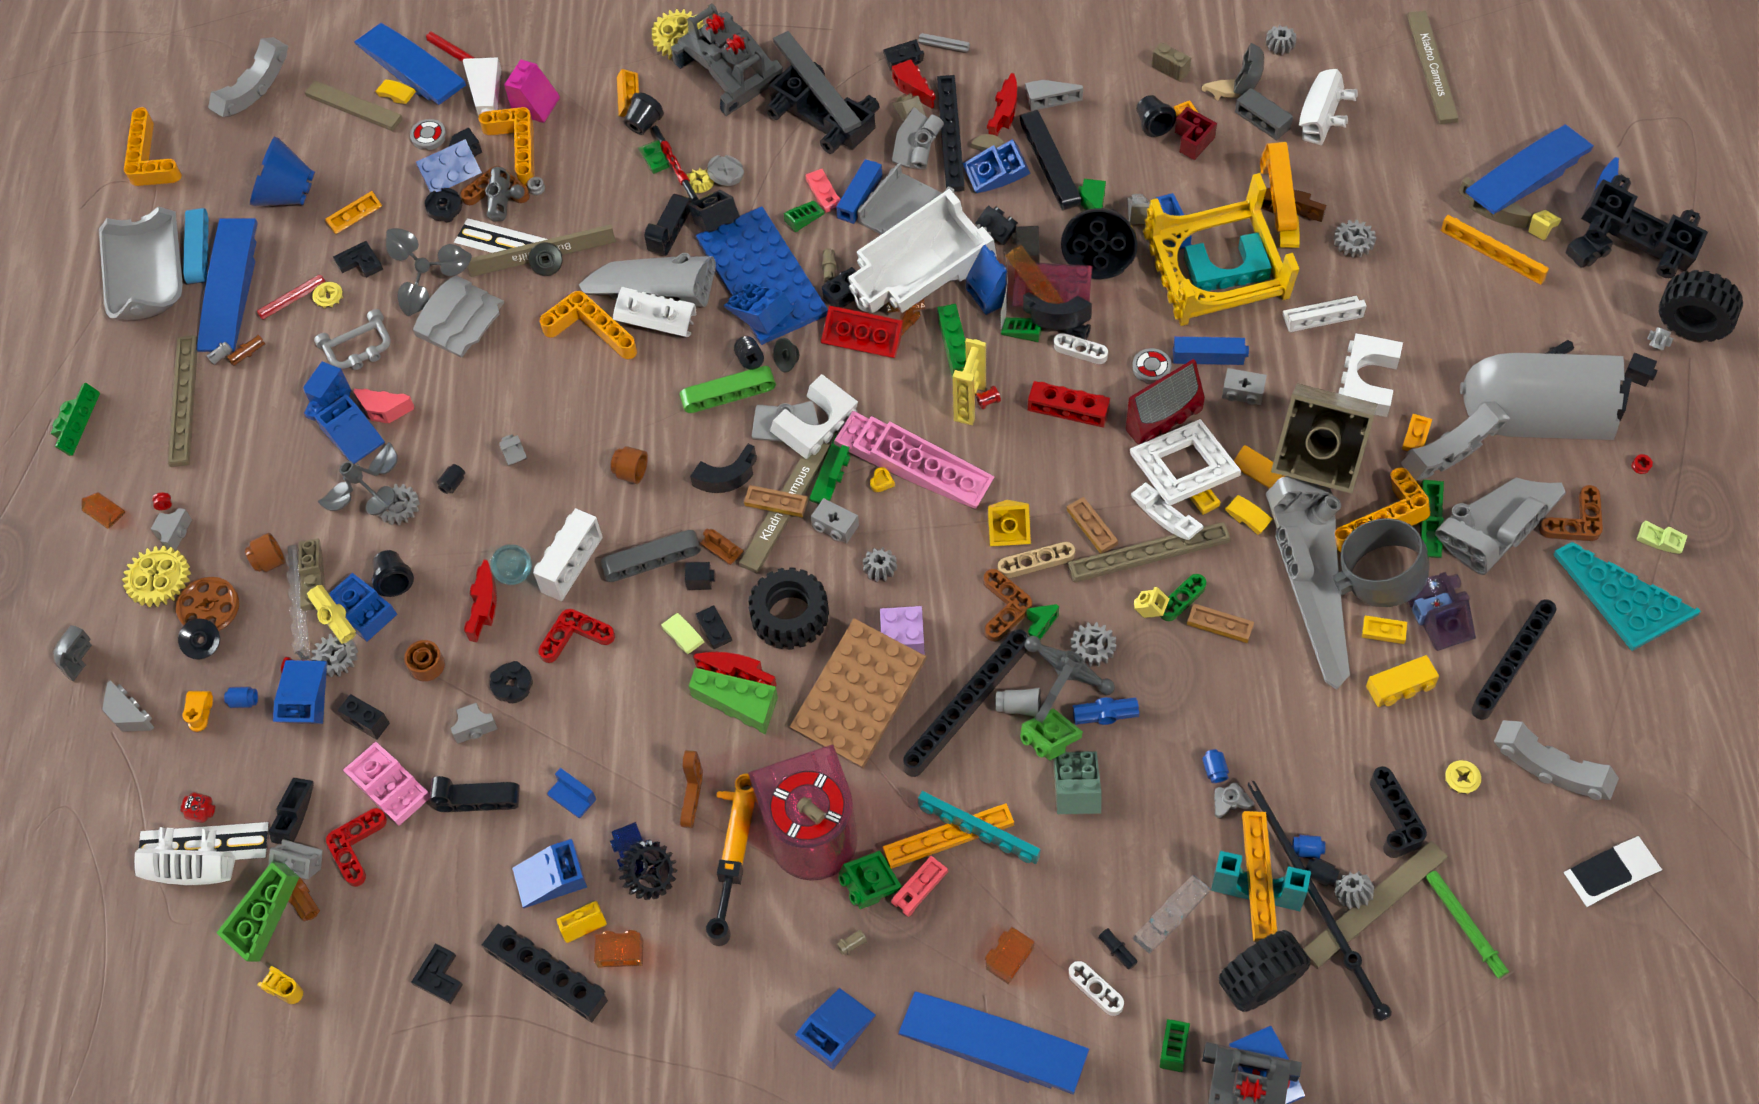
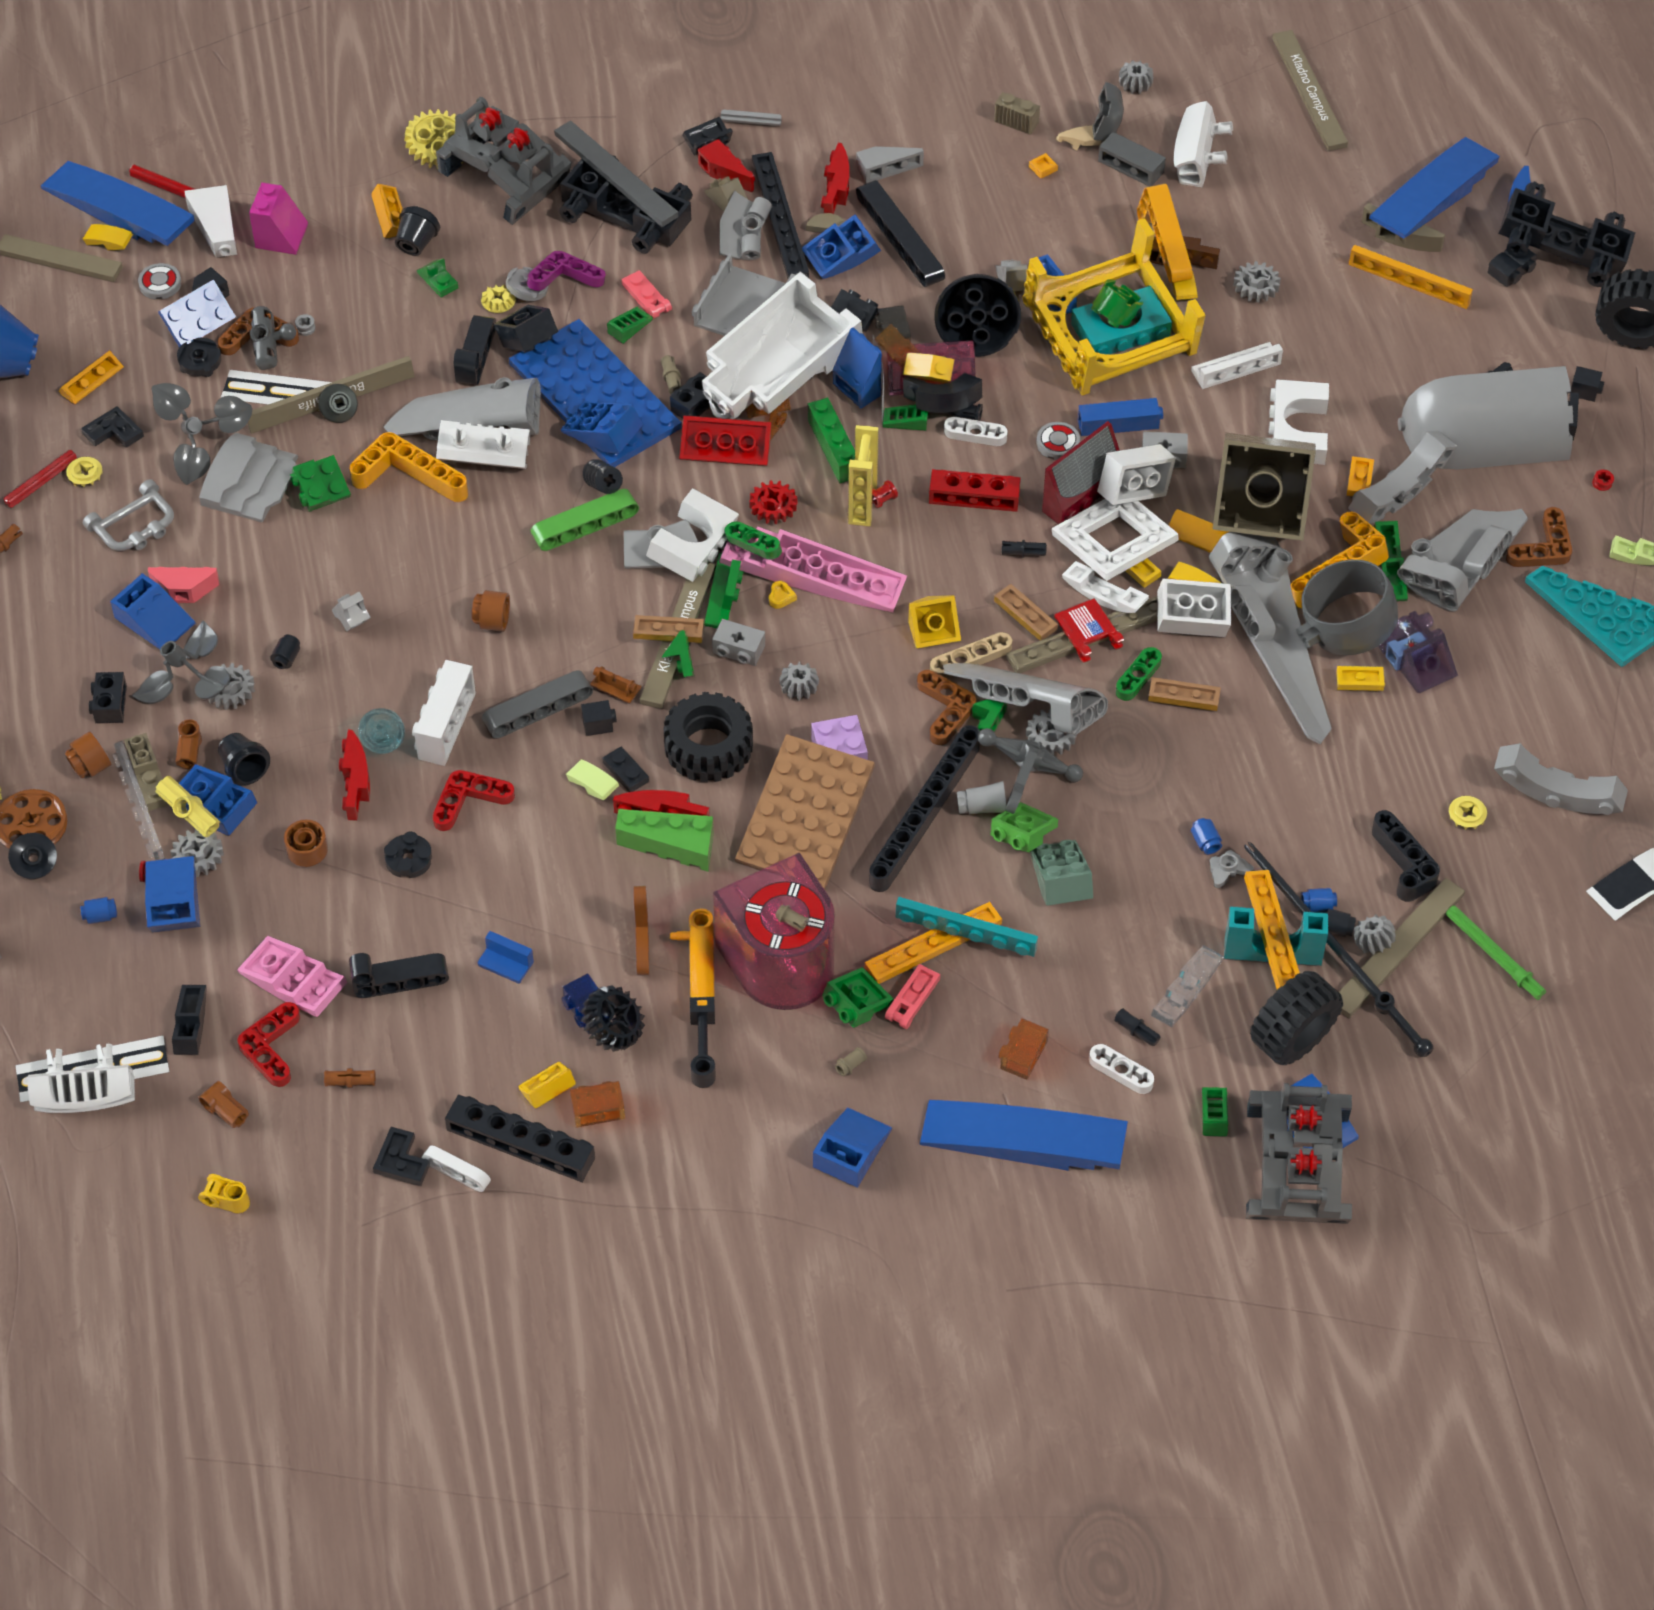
camera: 15 degrees left, 5 degrees down
(197, 709) = (50, 930): light orange piece -> none
(197, 807) = (79, 1029): red head -> none
(259, 912) = (185, 1119): bright green wedge -> none
(298, 857) = (209, 1064): light grey hinge -> none
(299, 502) = (108, 697): none -> black brick
(324, 388) = (114, 571): blue hinge -> none
(351, 554) = (188, 744): none -> dark orange piece
(363, 716) = (248, 911): black brick -> none
(398, 887) = (349, 1078): none -> dark orange pin
(472, 723) = (376, 901): light grey brick -> none
(483, 993) = (457, 1168): none -> white beam
(513, 329) = (320, 483): none -> green plate
(521, 124) = (262, 255): light orange beam -> none
(549, 874) = (503, 1039): slope -> none
(667, 150) = (479, 296): piece -> none
(726, 478) = (602, 614): black arch -> none
(758, 155) = (588, 274): none -> magenta beam
(781, 521) = (681, 648): none -> green slope
(785, 354) = (643, 474): pearl dark grey piece -> none
(859, 190) = (688, 290): blue brick -> none
(865, 436) = (748, 532): none -> green beam
(891, 393) = (771, 500): none -> red gear
(1046, 287) = (929, 367): none -> yellow slope
(1092, 193) = (955, 263): green slope -> none
(1102, 464) = (1024, 548): none -> black axle
(1105, 711) = (1078, 797): blue piece -> none
(1111, 622) = (1071, 705): none -> light grey panel
(1144, 544) = (1086, 625): none -> red flag
(1147, 600) = (1107, 680): light yellow brick -> none
(1155, 116) = (1011, 173): black piece -> none
(1196, 132) = (1060, 185): dark red brick -> none
(1212, 409) = (1136, 474): none -> white brick
(1225, 246) = (1117, 303): none -> green brick
(1242, 542) = (1194, 607): none -> white brick
(1402, 681) = (1388, 726): yellow brick -> none
(1510, 666) = (1501, 690): black beam -> none
(1543, 223) = (1457, 245): light yellow slope -> none
(1660, 338) = (1602, 349): light grey gear -> none

